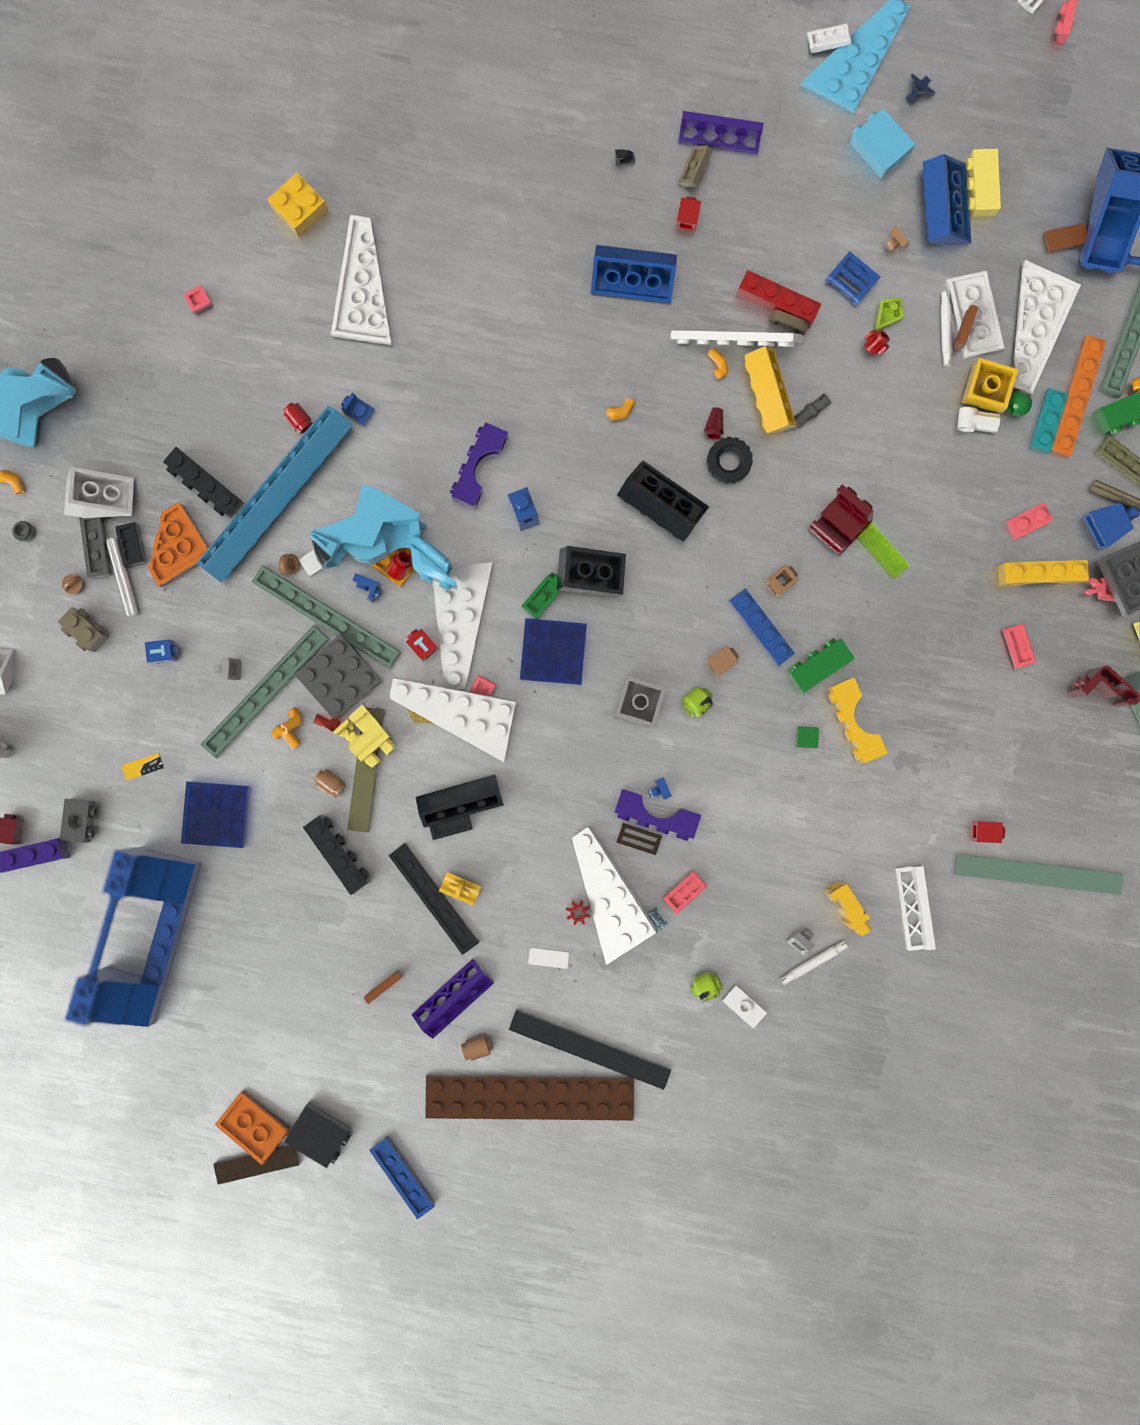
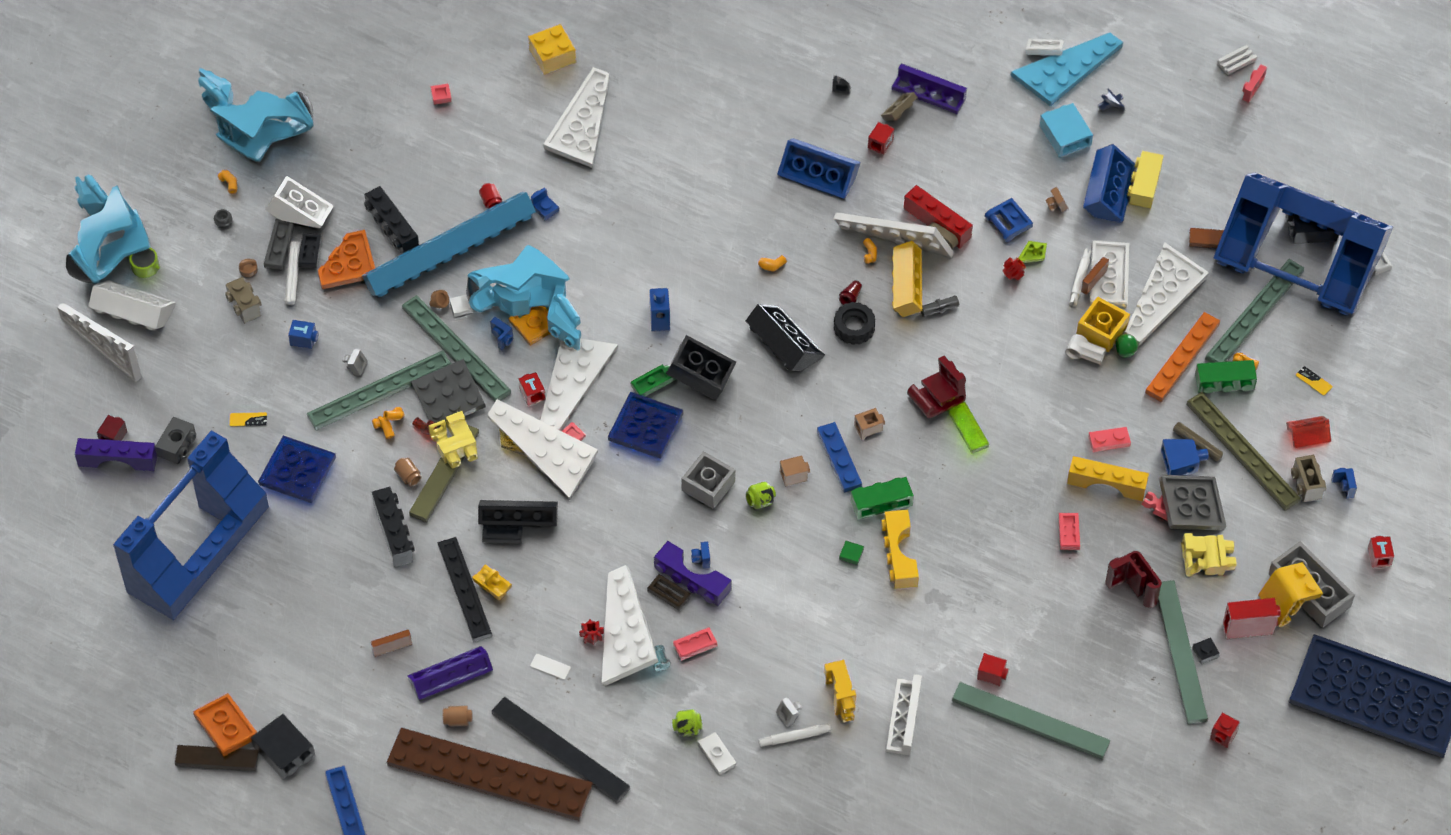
camera: 15 degrees right, 30 degrees down
(399, 565) = (535, 320): red brick -> none
(489, 442) = (648, 256): dark purple arch -> none
(1048, 420) = (1150, 368): teal plate -> none

